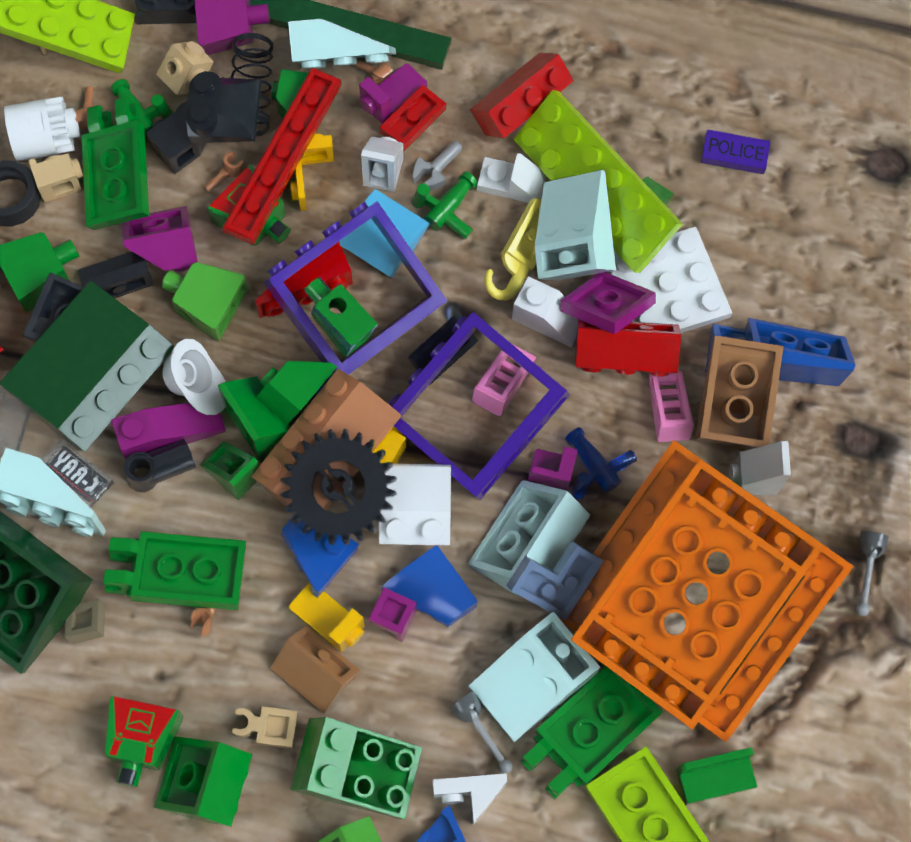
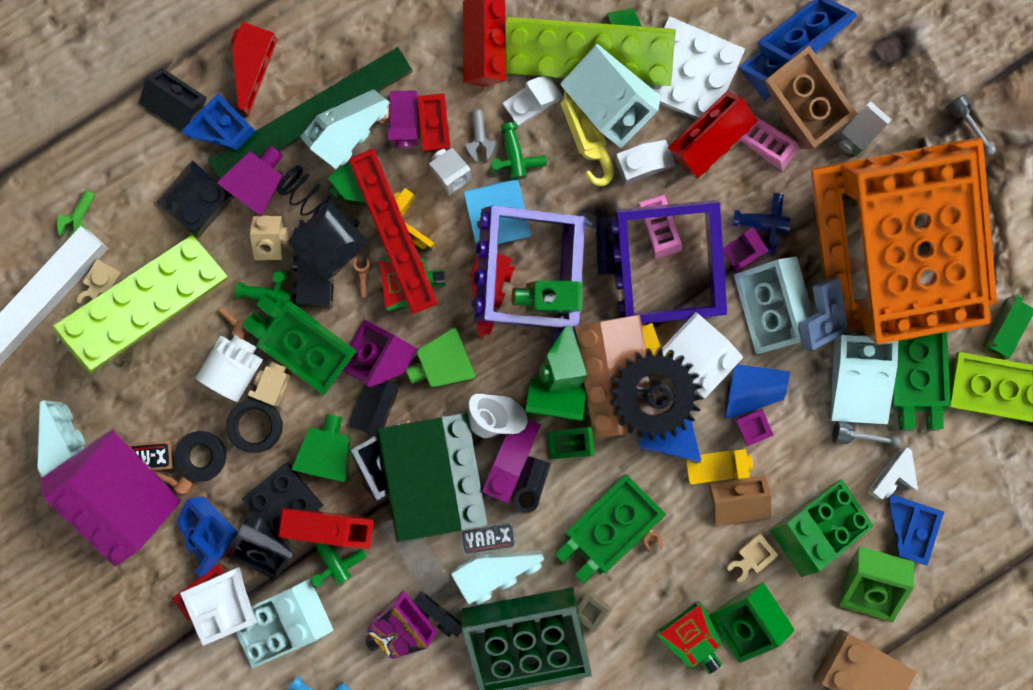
camera: 45 degrees left, 15 degrees up
(608, 302) = (678, 121): magenta plate -> none

